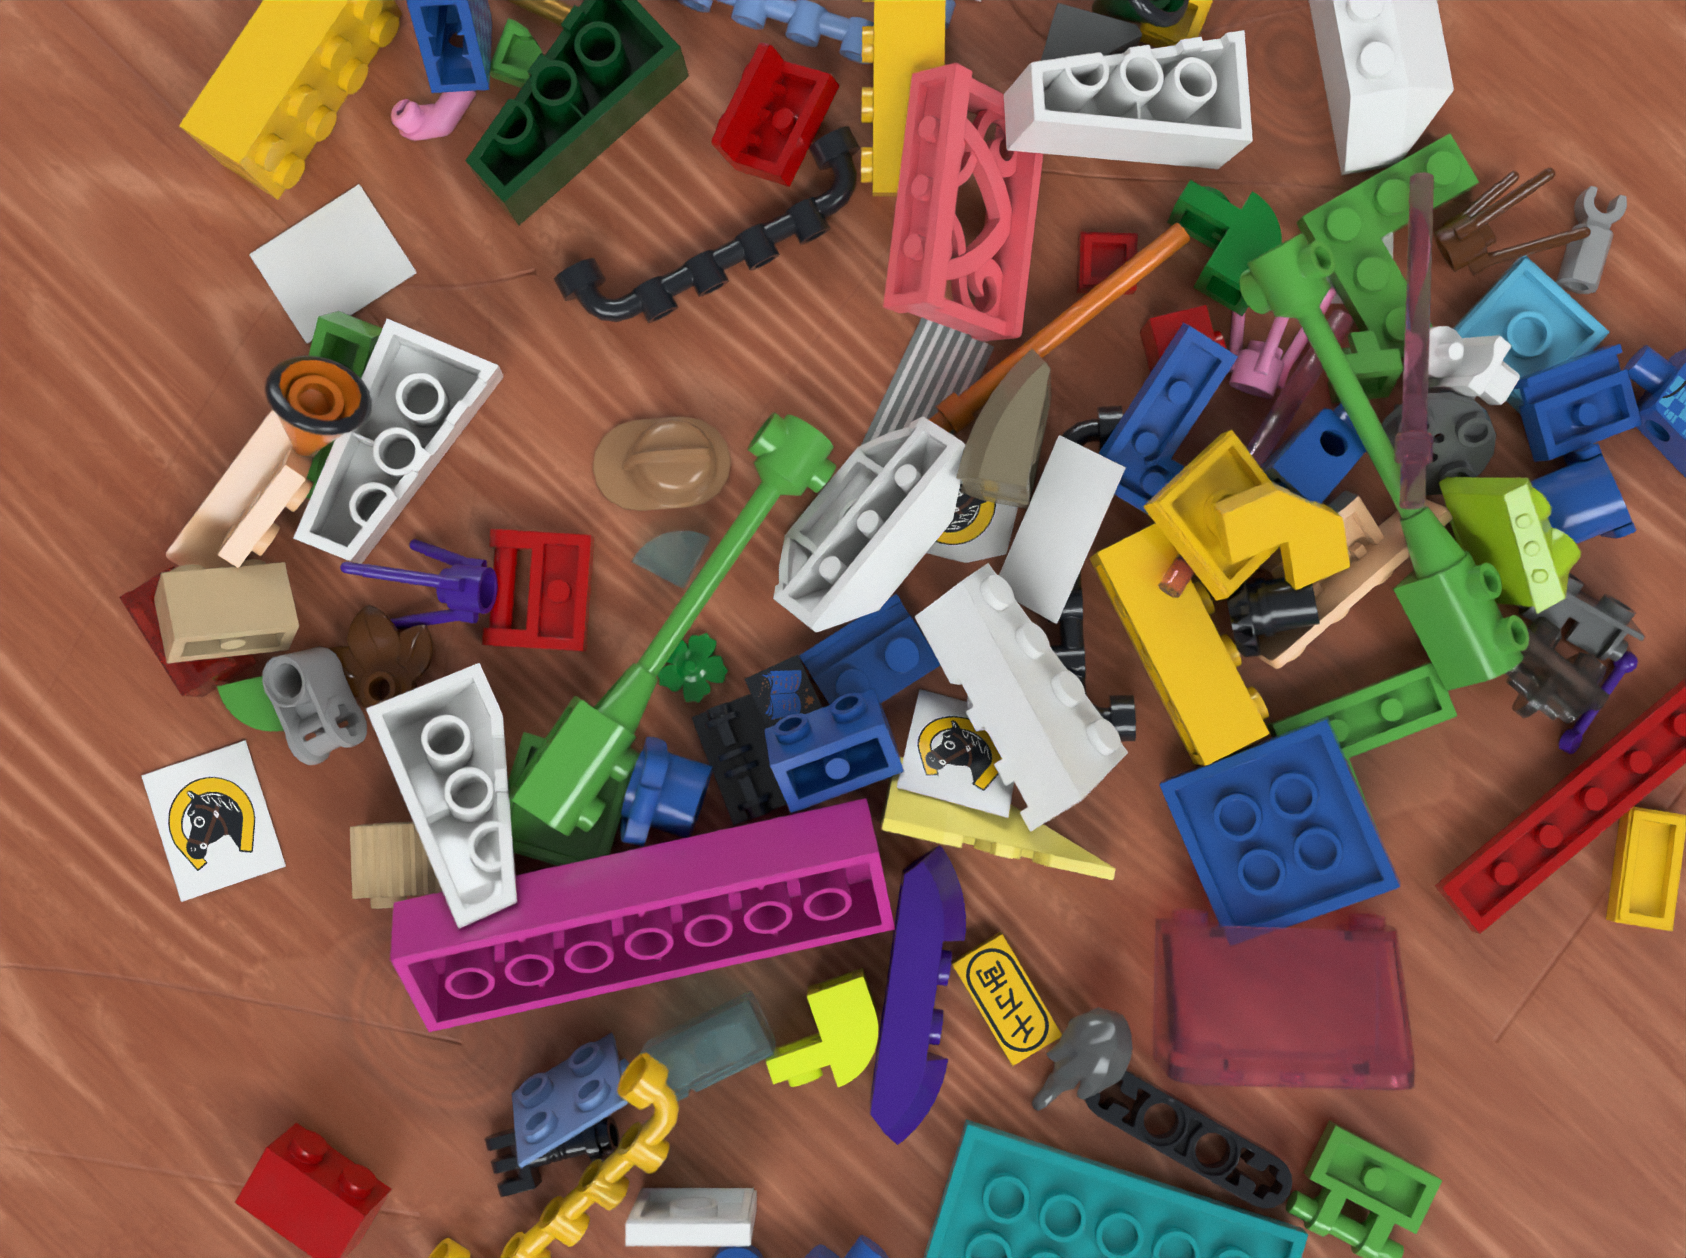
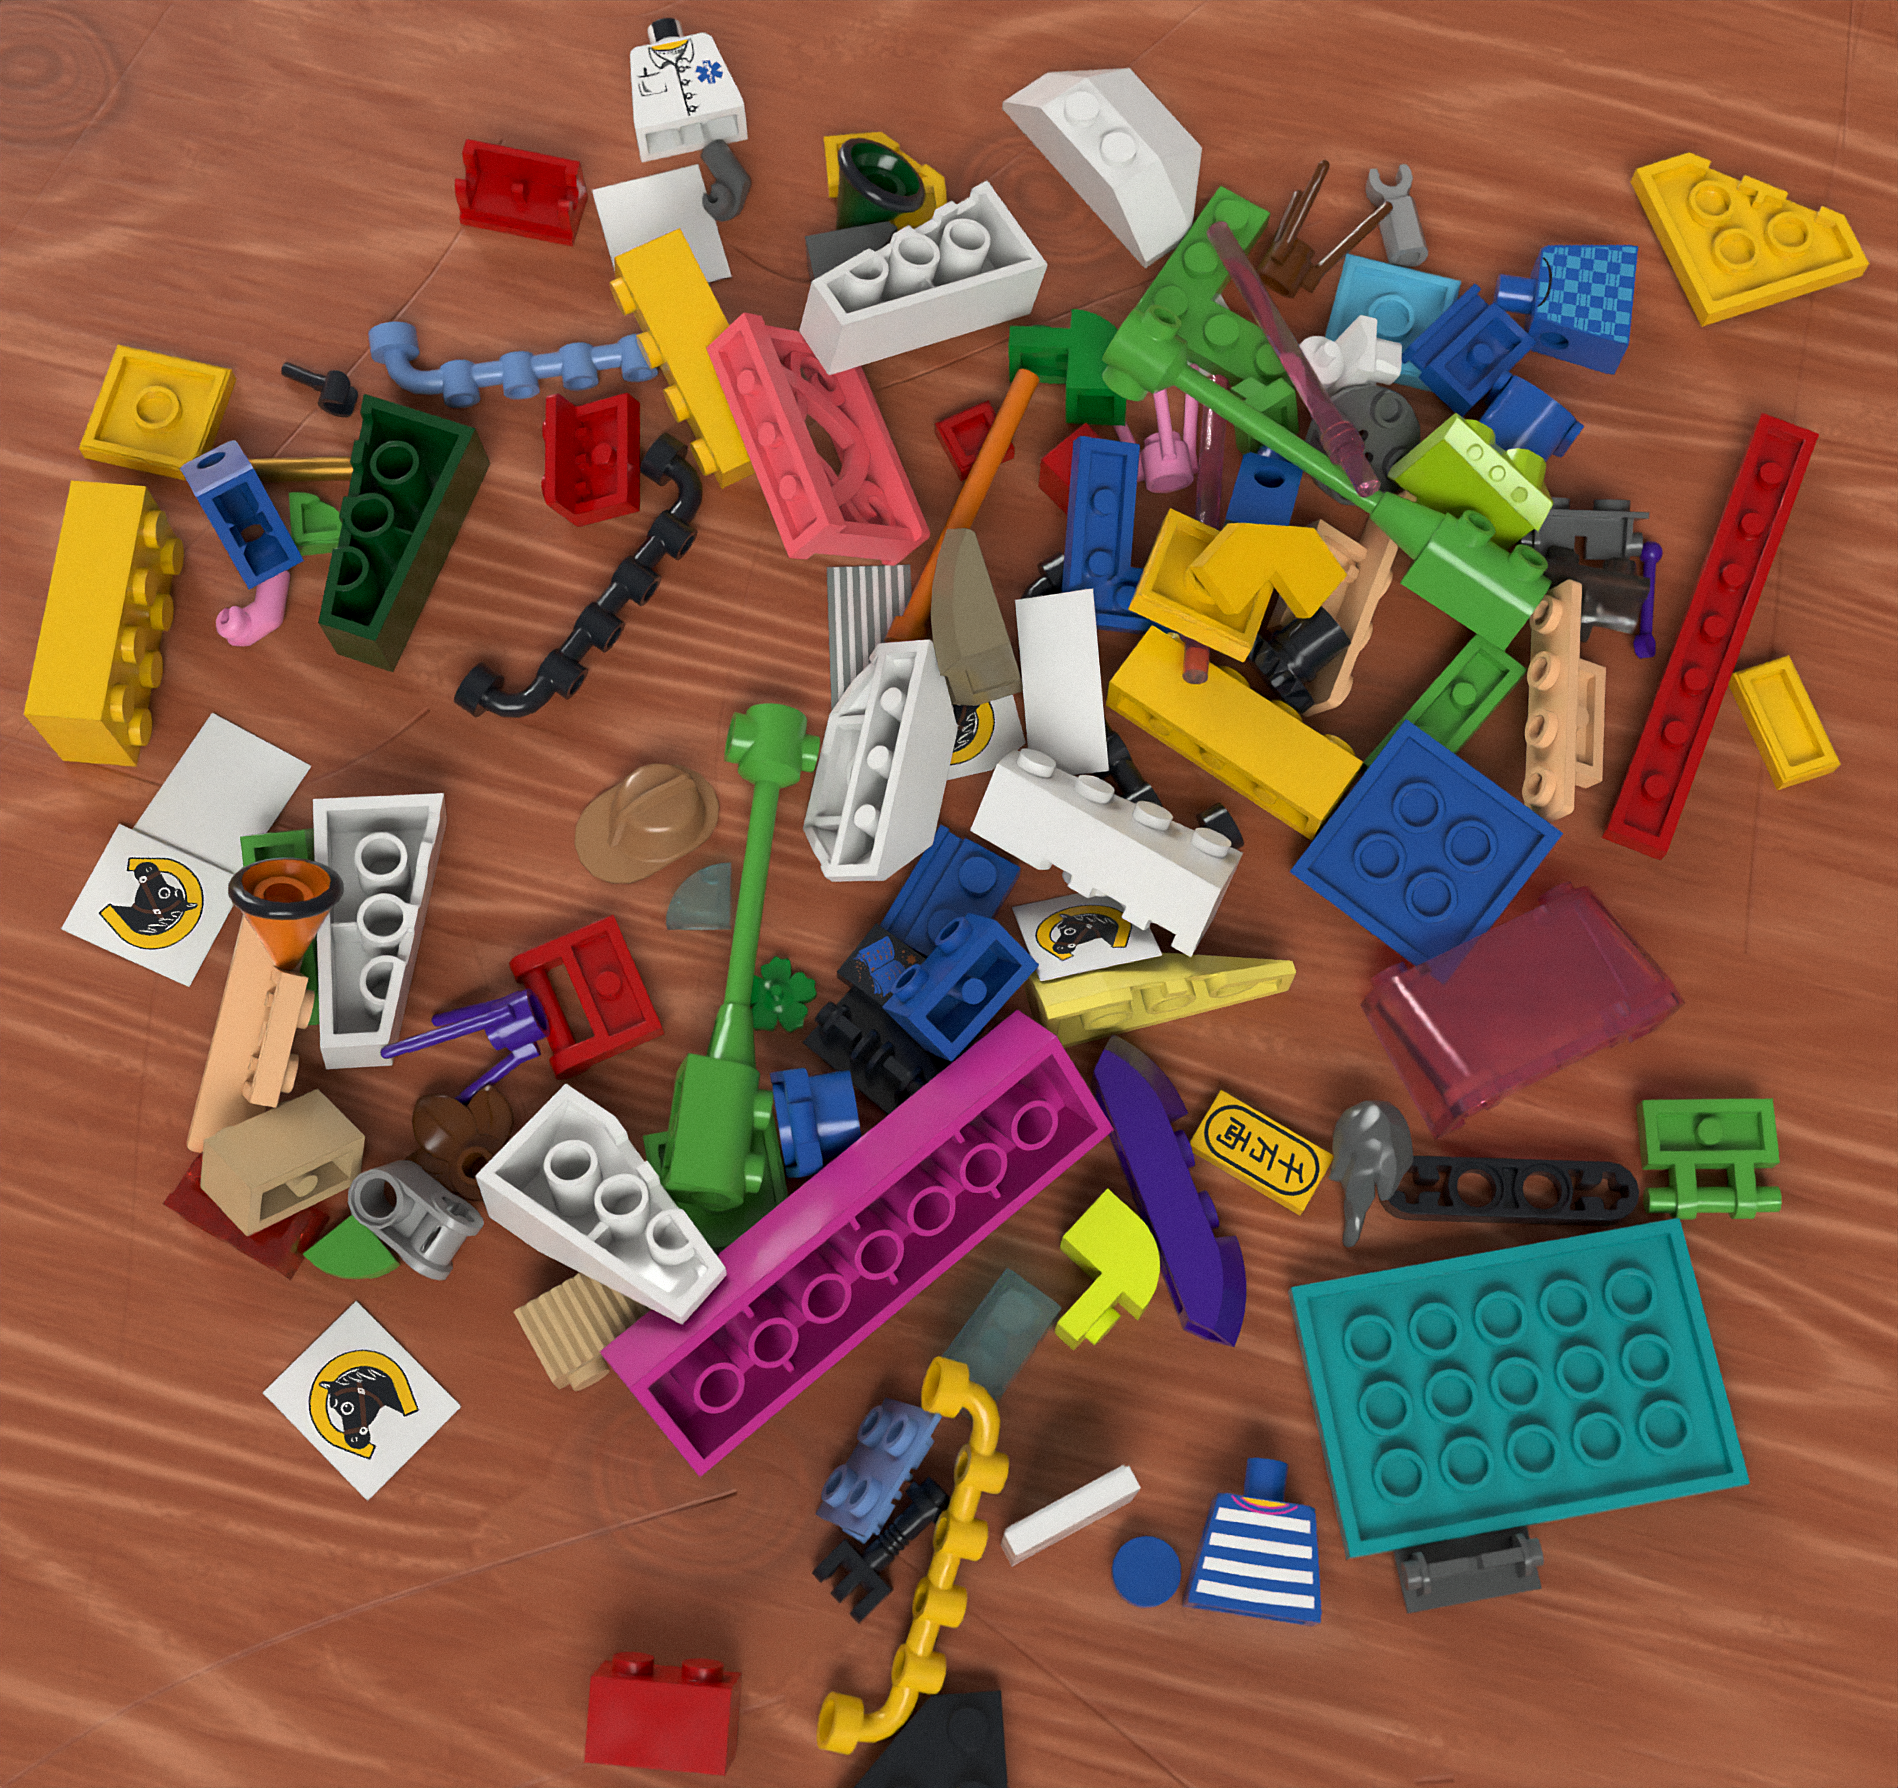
camera: 30 degrees left, 15 degrees down
(235, 327) = (152, 905): none -> sticker
(1464, 770) = (1563, 707): none -> light nougat bracket

